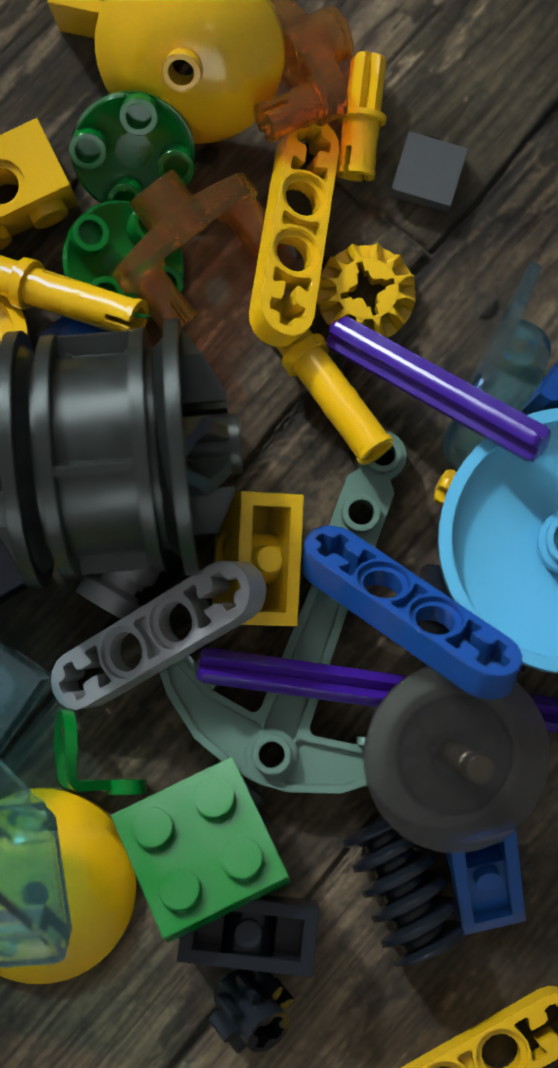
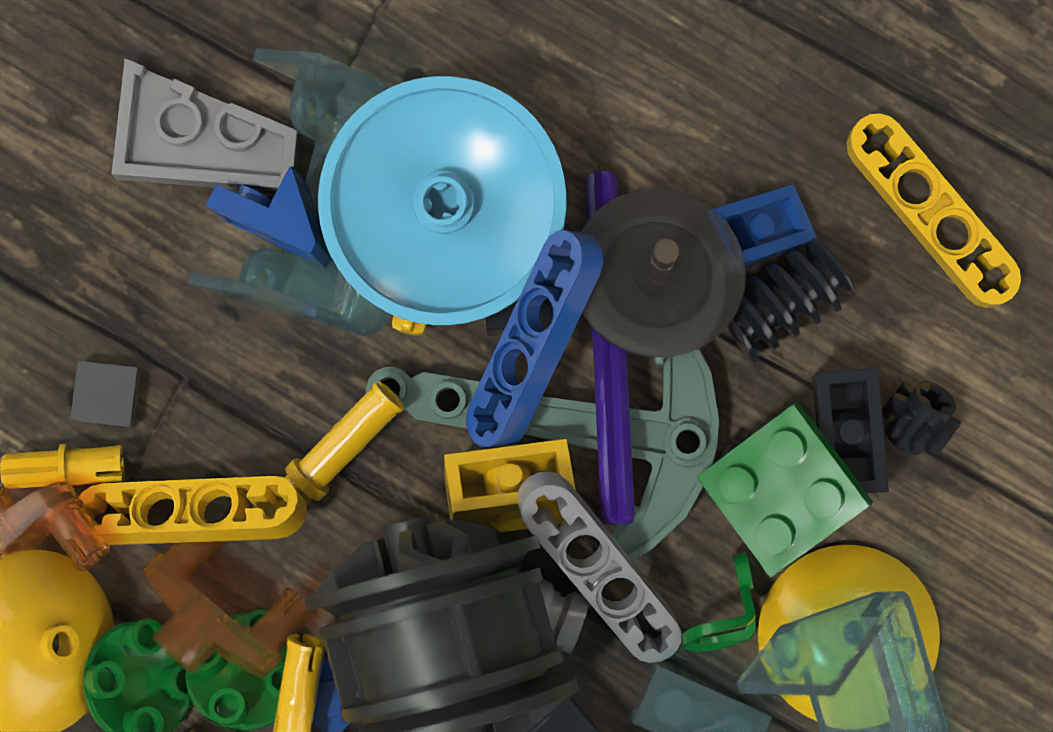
camera: 95 degrees left, 0 degrees up
(380, 266) = (261, 441): yellow gear -> none
(439, 389) = (322, 349): dark purple axle -> none

